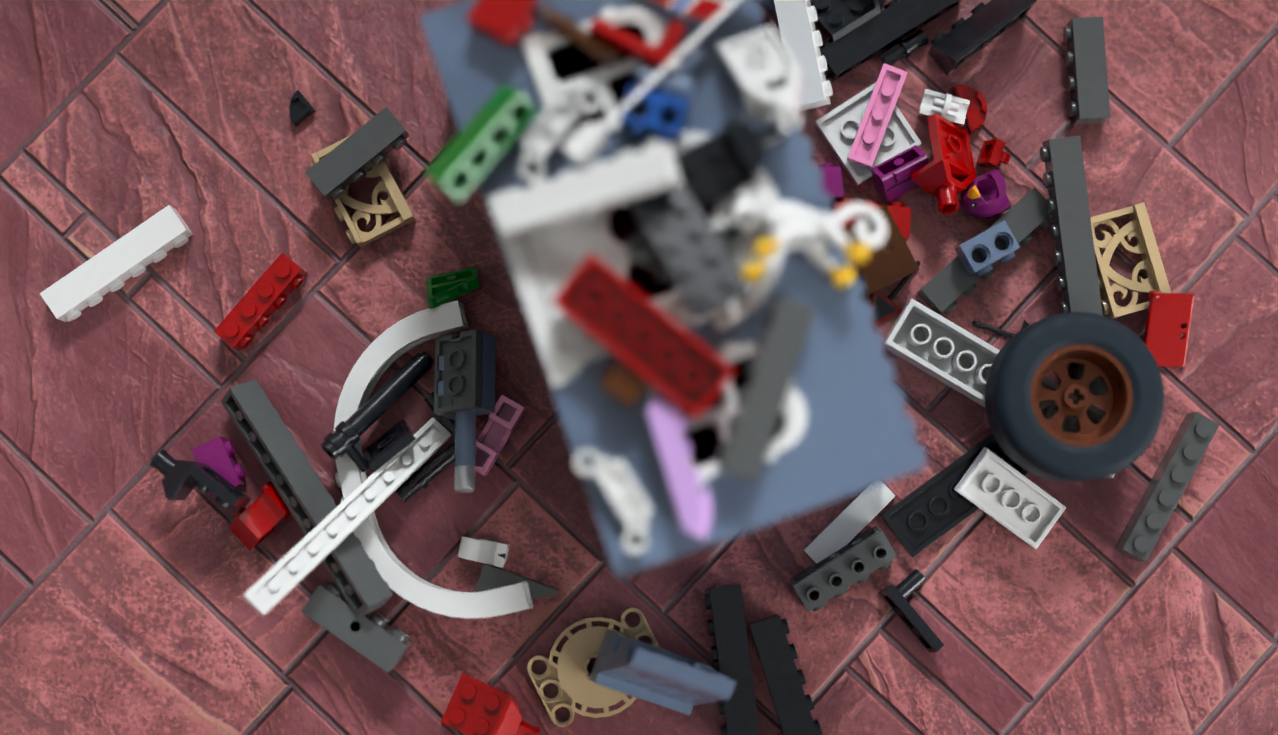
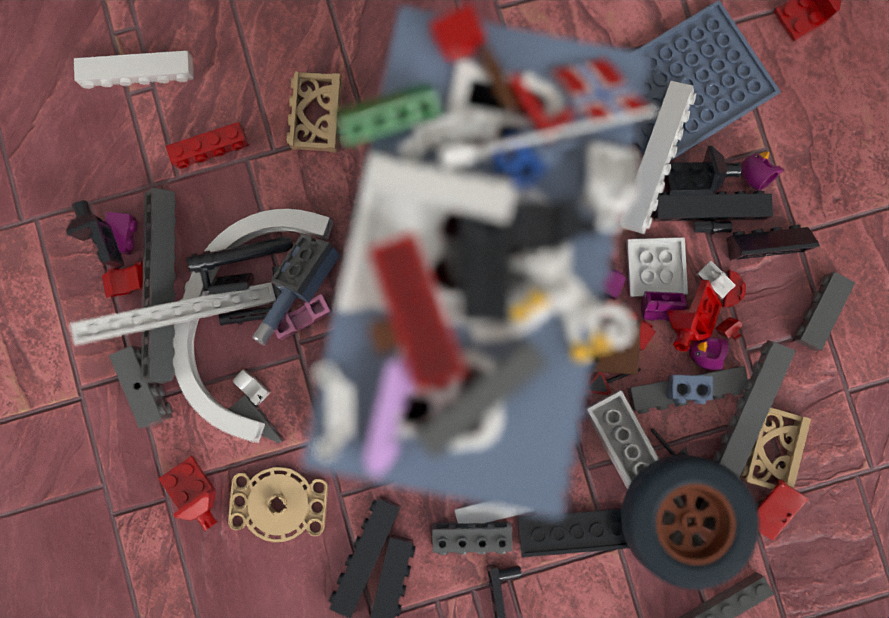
camera: 30 degrees right, 0 degrees up
(300, 108) = (306, 40): black tile -> none
(357, 154) = (322, 88): dark grey brick -> none
(450, 286) = (333, 206): green wing -> none
(657, 674) = (311, 533): sand blue panel -> none
(877, 116) = (669, 259): bright pink plate -> none
(1010, 498) = (607, 557): white tile -> none

